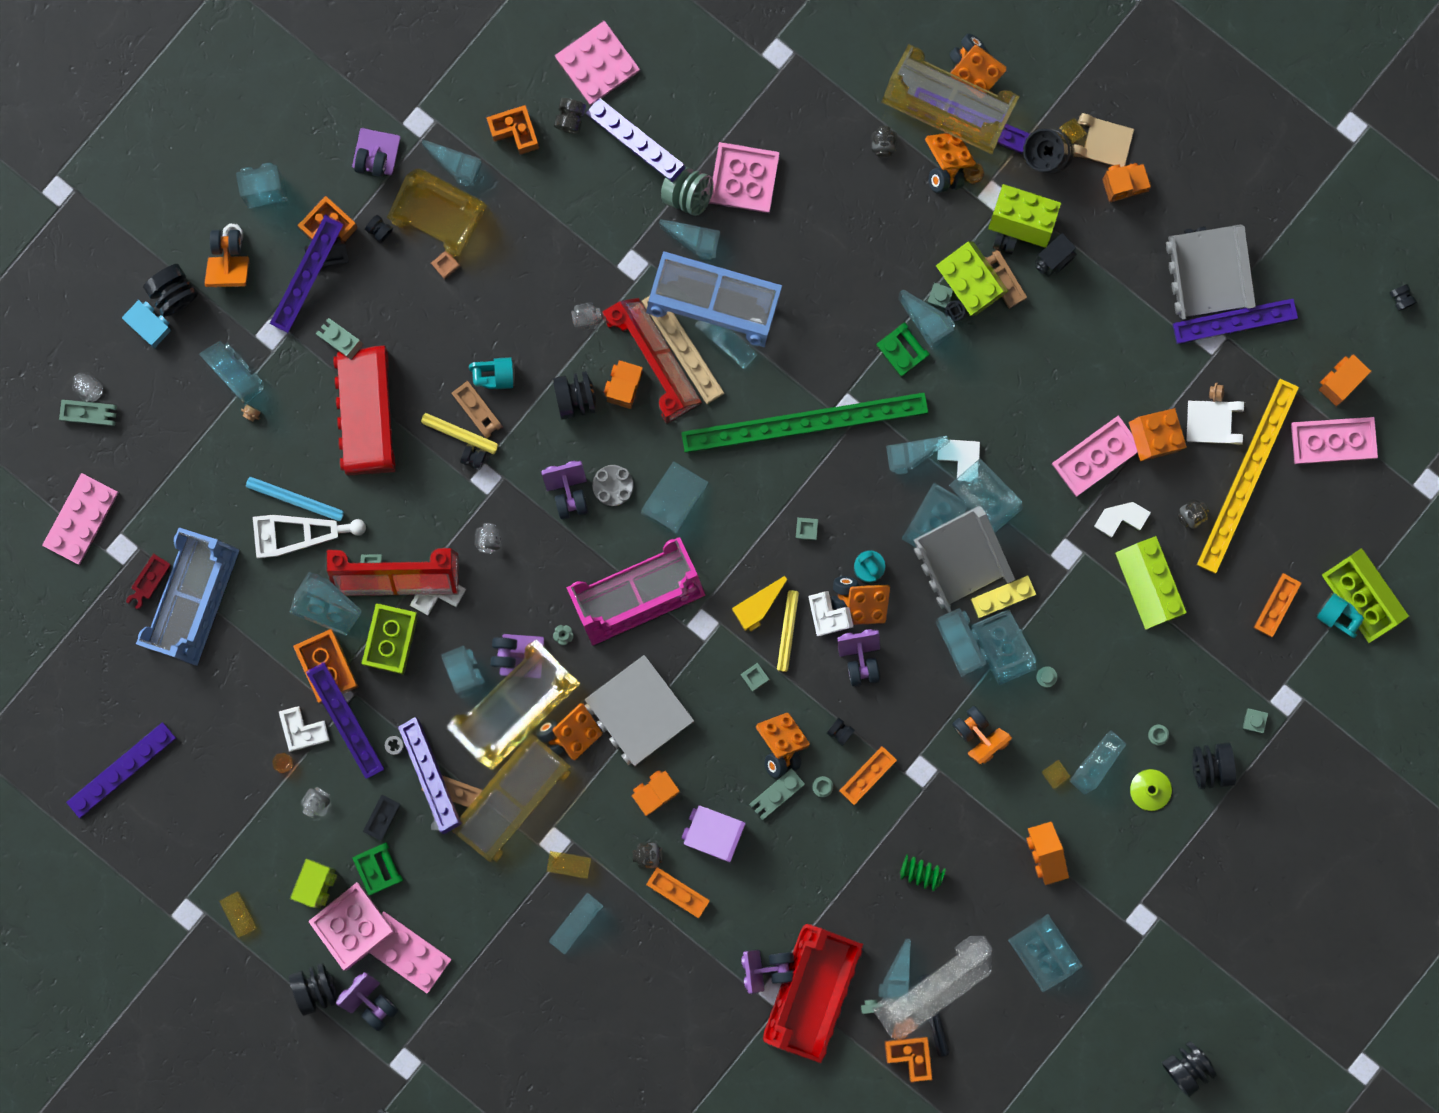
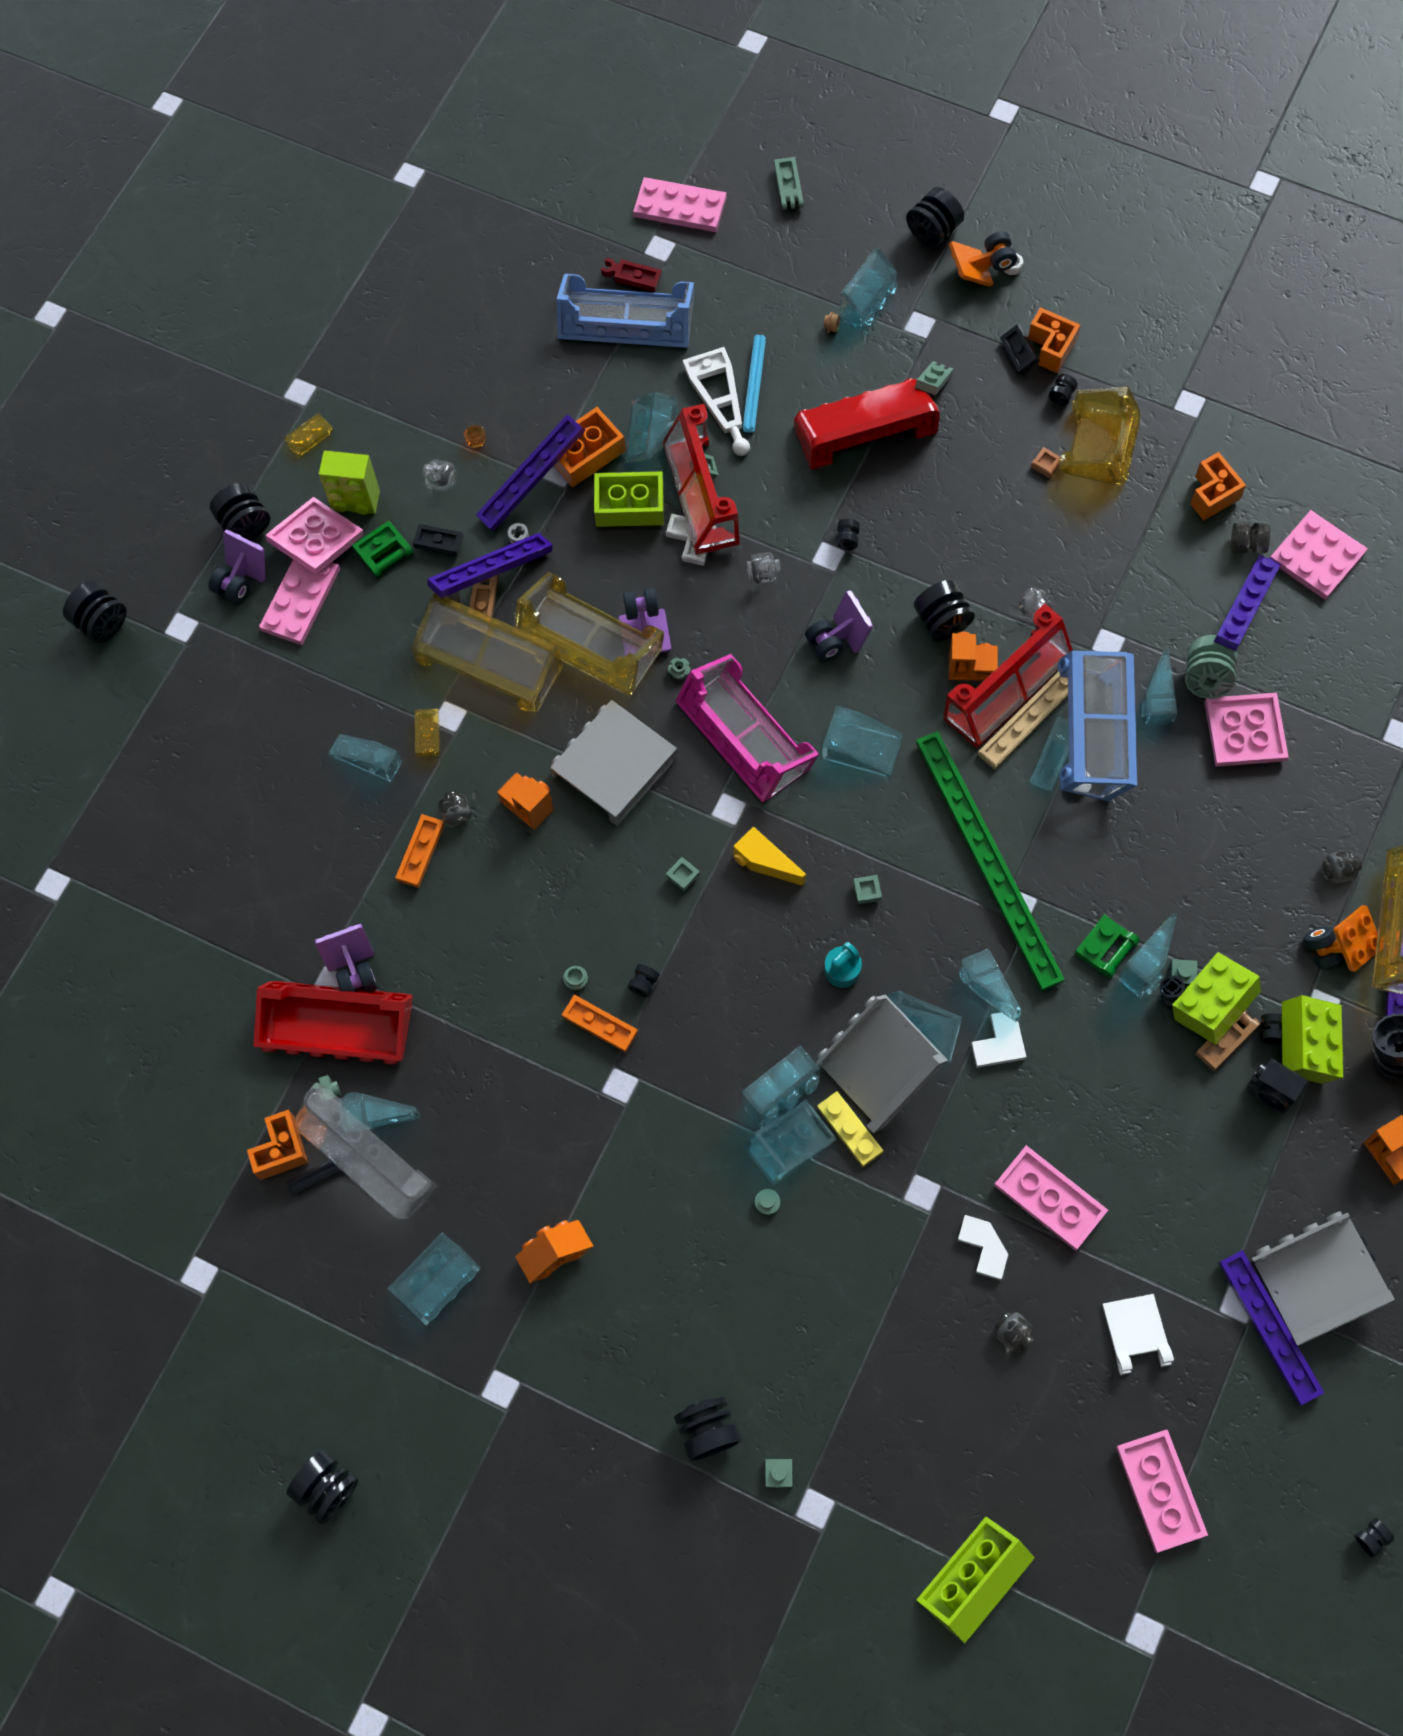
camera: 80 degrees right, 15 degrees down
(87, 386) = (814, 175): clear head -> none
(121, 770) = (434, 298): dark purple plate -> none
(147, 324) = (892, 211): medium azure brick -> none
(261, 185) = (1069, 265): clear light blue brick -> none
(301, 736) = (509, 445): white tile -> none
(306, 273) = (993, 329): dark purple plate -> none
(375, 152) = (1139, 367): medium lavender plate -> none
(459, 165) = (1157, 446): clear light blue slope -> none
(459, 433) = (869, 518): light yellow axle -> none
(462, 671) = (610, 568): clear light blue brick -> none
(476, 409) = (900, 526): medium nougat plate -> none
(503, 373) = (947, 538): teal piece -> none
(572, 734) = (572, 699): orange plate -> none
(612, 485) = (857, 678): light grey dish -> none
(713, 833) = (493, 872): slope -> none
(778, 793) = (556, 932): sand green hinge -> none
(785, 741) = (615, 919): orange plate -> none
(787, 632) = (745, 898): light yellow axle -> none
(826, 619) = (769, 934): white tile -> none
(857, 644) = (749, 976): medium lavender plate -> none
(866, 603) = (798, 967): orange plate -> none
(922, 873) = (496, 1109): green piece -> none
(974, 174) = (1341, 975): clear orange tile -> none
(985, 489) = (963, 1078): clear light blue slope -> none
(995, 741) = (686, 1127): orange plate -> none
(1055, 774) = (653, 1241): clear yellow plate -> none
(1098, 763) = (678, 1287): clear light blue slope -> none
(1141, 795) = (661, 1376): lime dish -> none
(1150, 583) = (915, 1299): lime slope -> none
(1157, 434) = (1099, 1261): orange brick -> none
(1158, 734) = (731, 1354): sand green plate -> none
(1216, 392) = (1174, 1326): medium nougat plate -> none
(1247, 476) = (1083, 1389): yellow plate -> none
(1277, 605) = (931, 1466): orange plate -> none
(1332, 610) = (945, 1539): teal piece -> none
(1347, 377) = (1243, 1481): orange brick -> none

